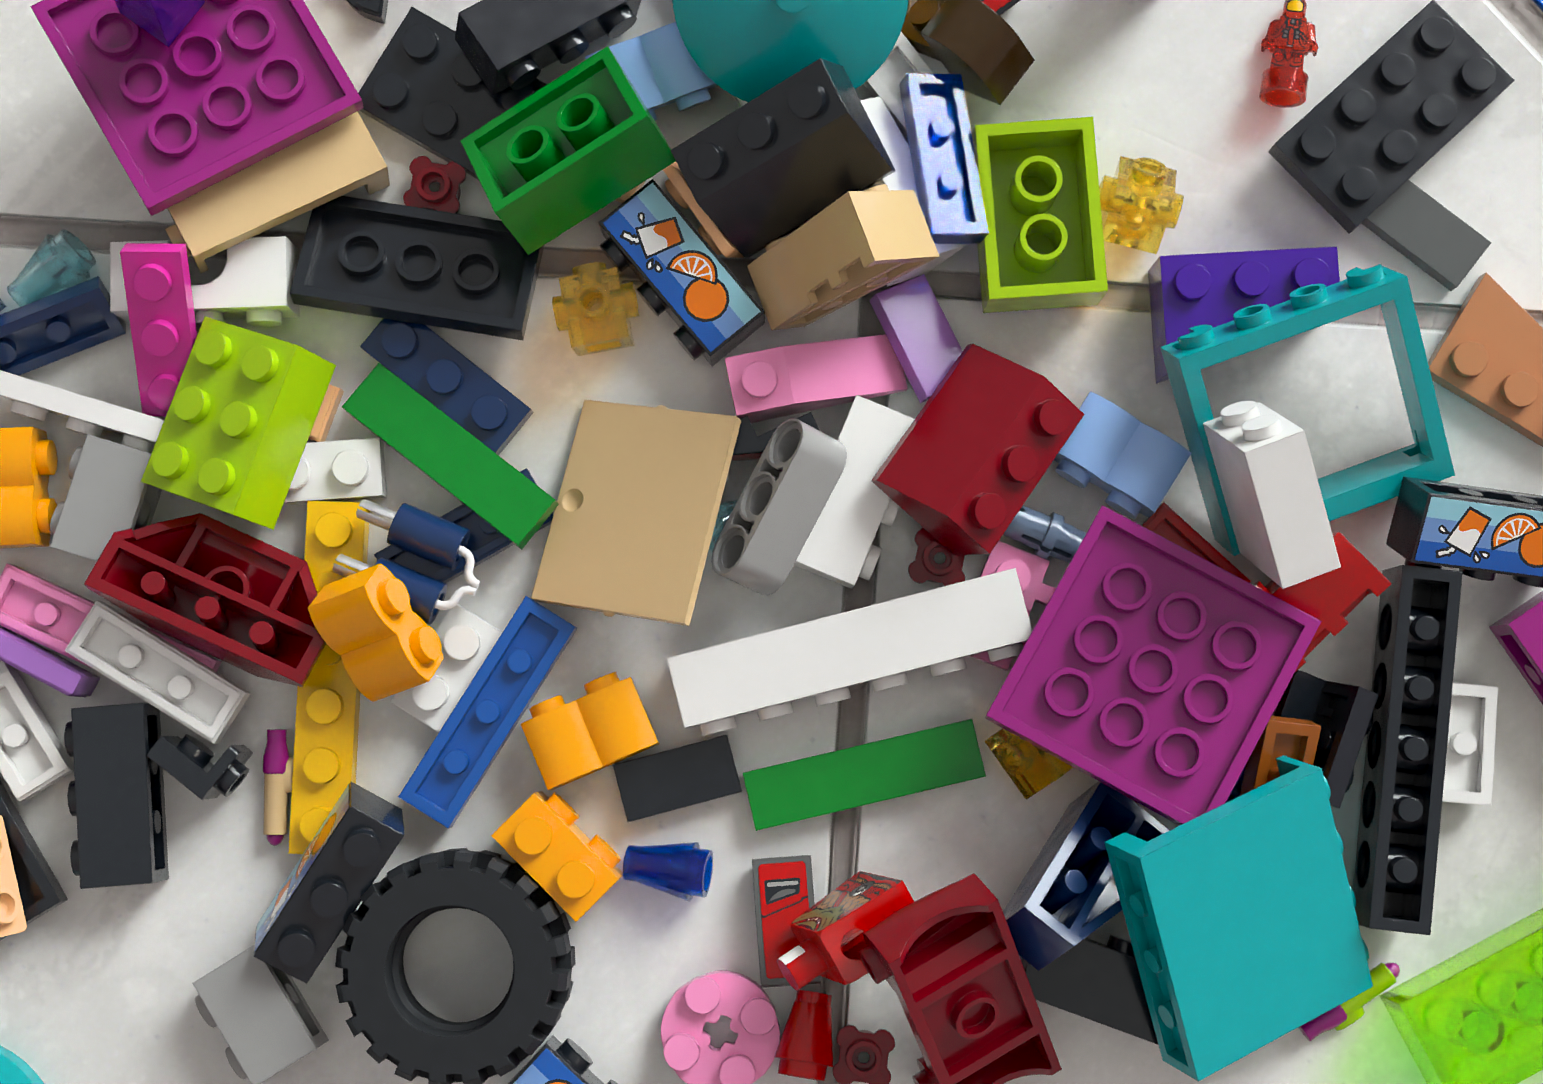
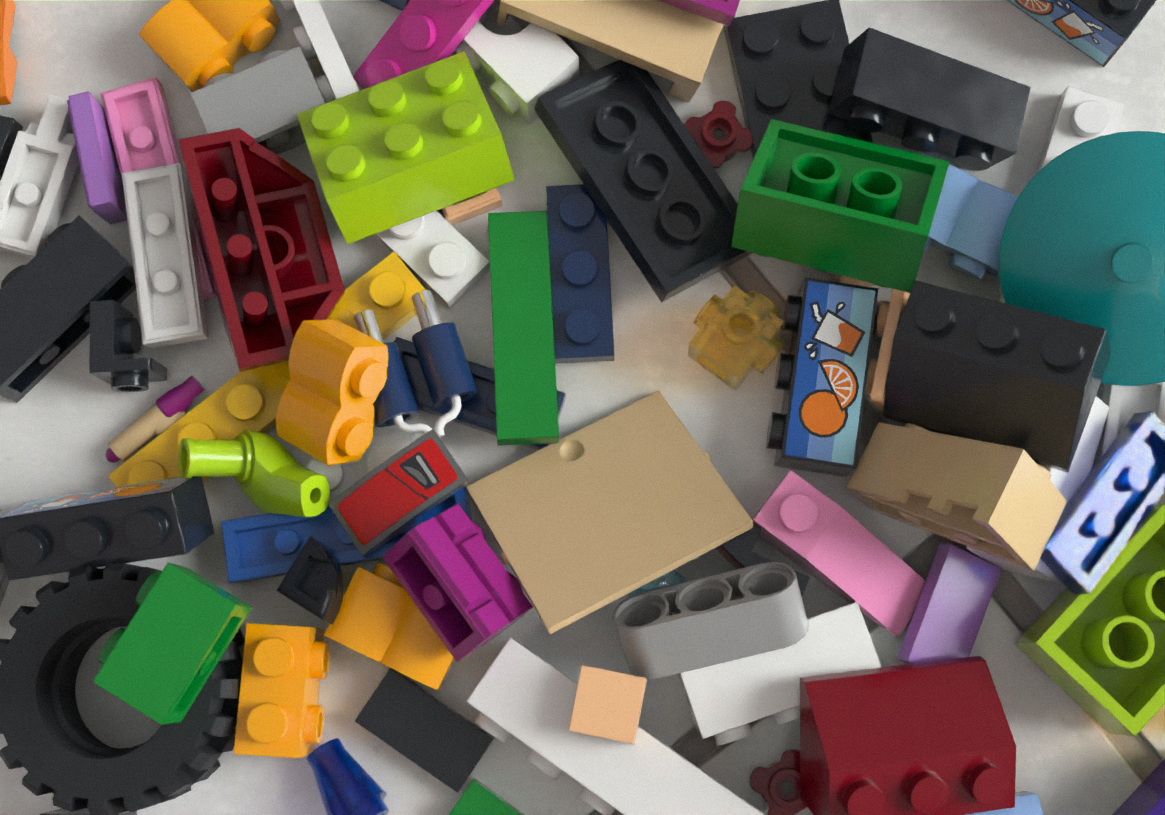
camera: 50 degrees right, 5 degrees down
(389, 735) = (262, 468): none -> lime arm
(460, 893) = (170, 643): none -> green brick
(493, 649) = (398, 492): none -> slope
(503, 763) = (315, 581): none -> black tile
(595, 660) = (457, 581): none -> magenta brick
(772, 628) = (608, 704): none -> light nougat tile

